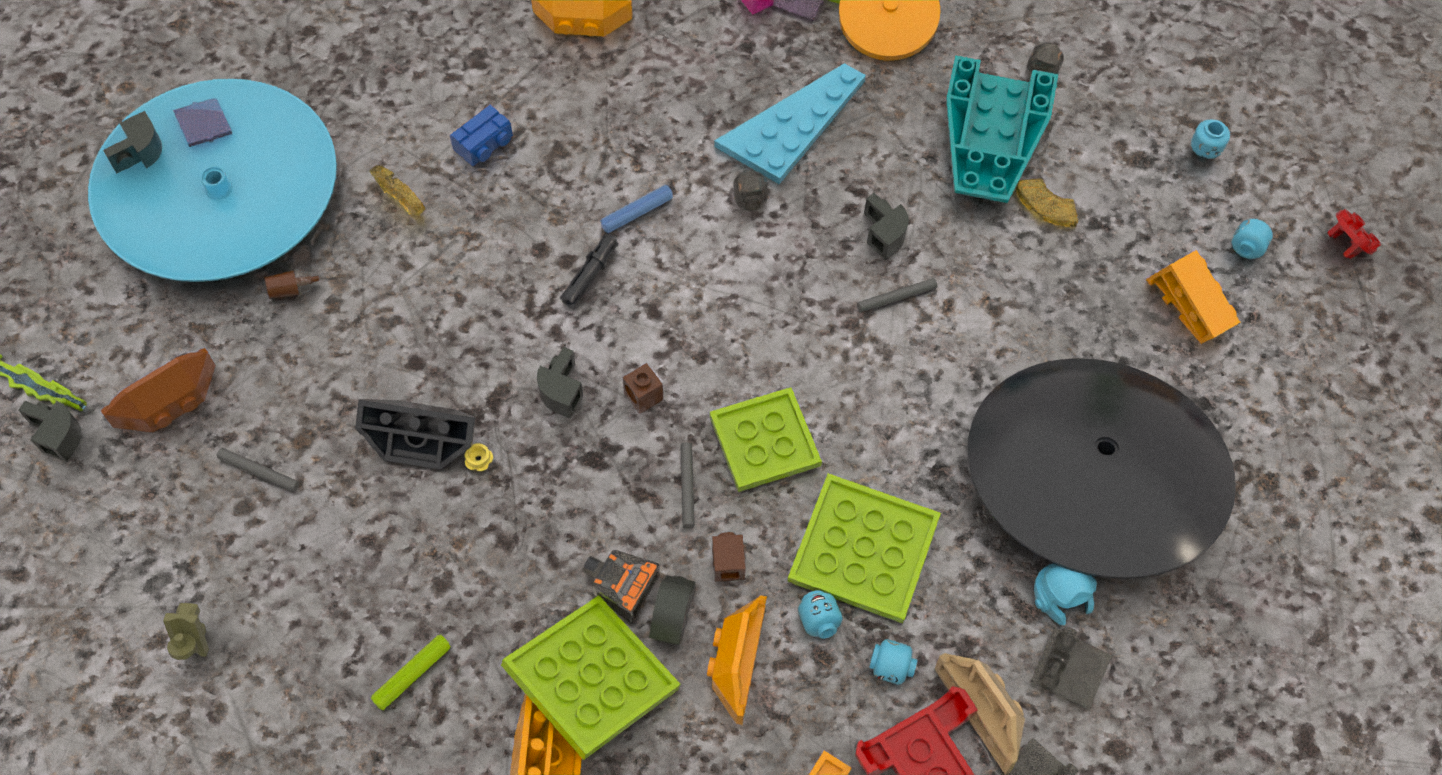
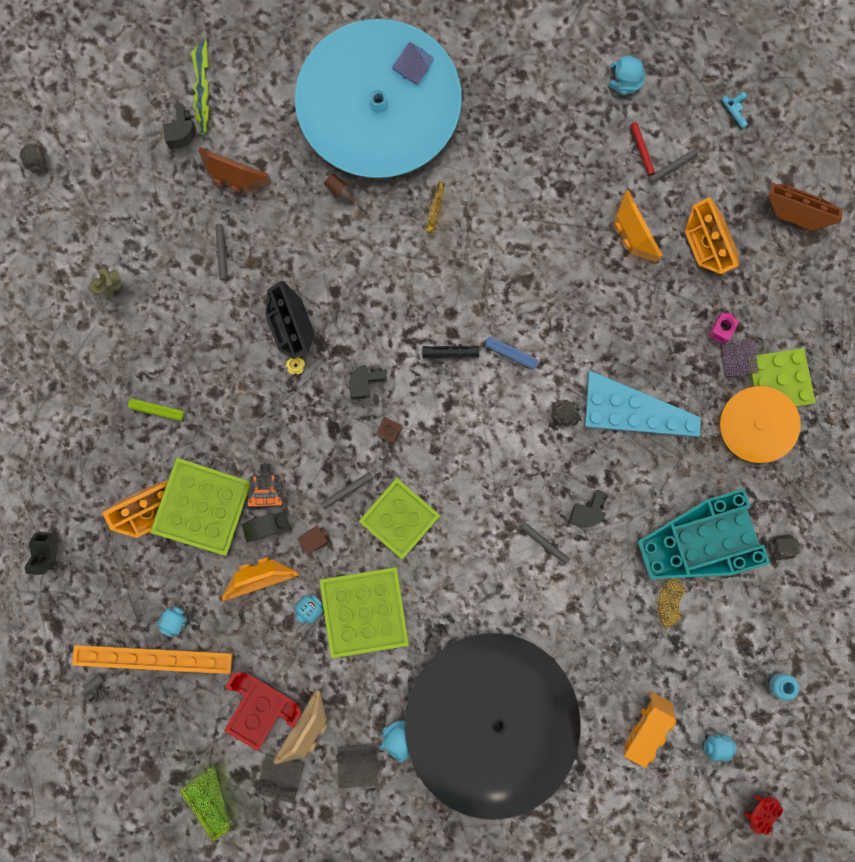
camera: 60 degrees right, 20 degrees up
(140, 145) = (372, 43): pearl dark grey brick -> none
(481, 135) = (505, 229): blue brick -> none
(892, 662) = (303, 664): medium azure head -> none

